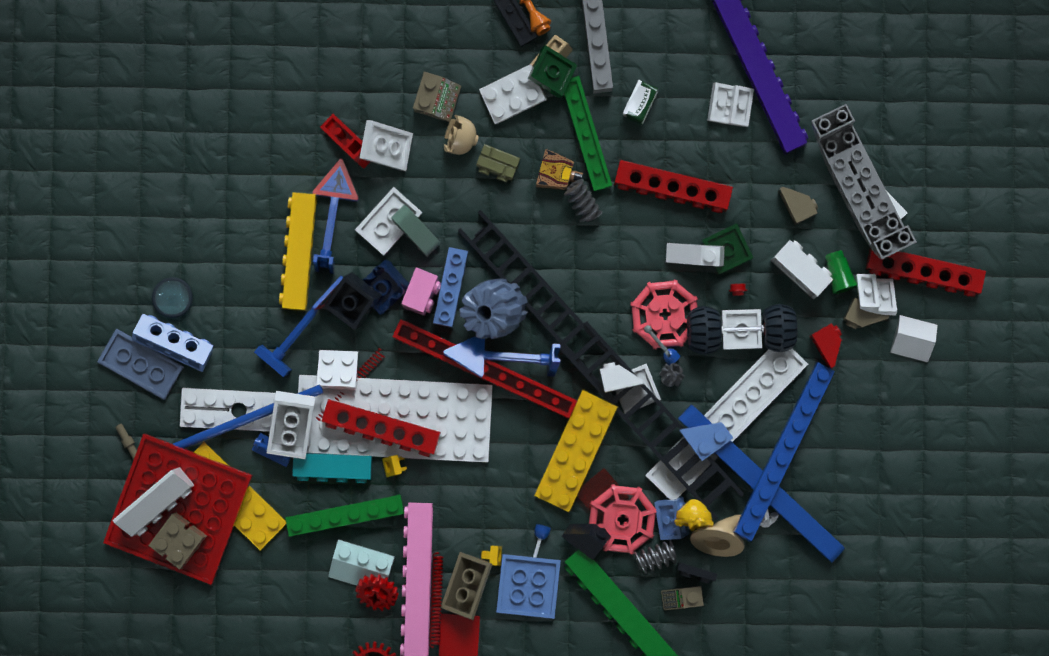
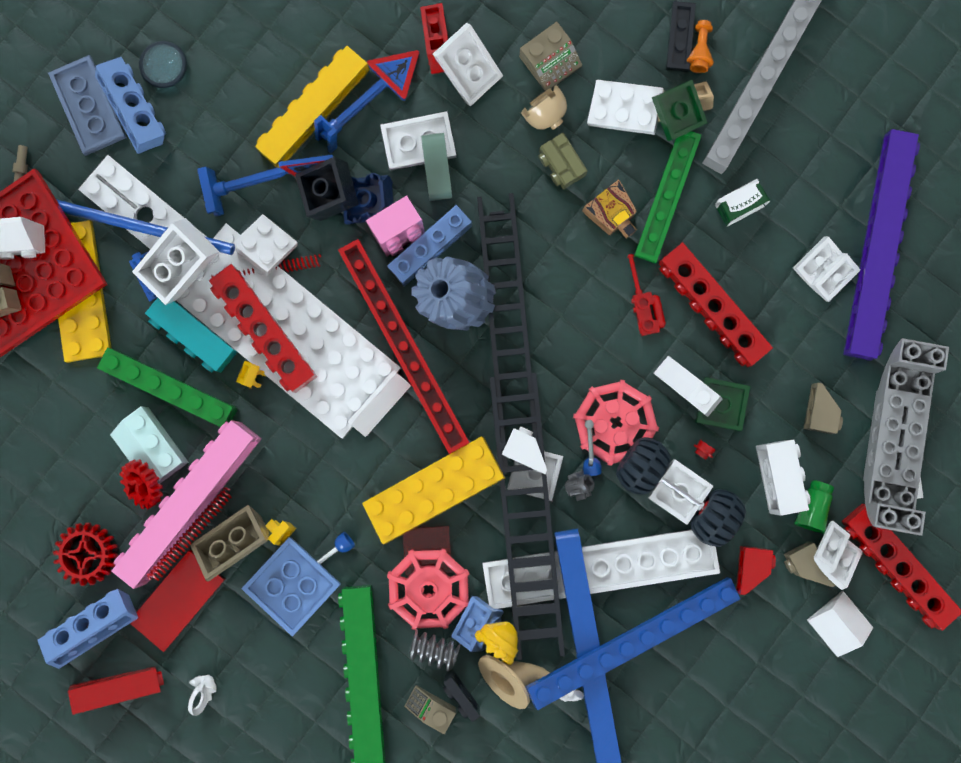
camera: 40 degrees right, 0 degrees up
(472, 356) = (401, 322): piece -> none
(496, 419) = (379, 403): none -> white tile
(583, 201) = (617, 255): flat silver piece -> none
(586, 538) = (379, 583): black slope -> none
(624, 221) = (642, 305): none -> red piece
(706, 438) = (568, 574): medium blue wing -> none

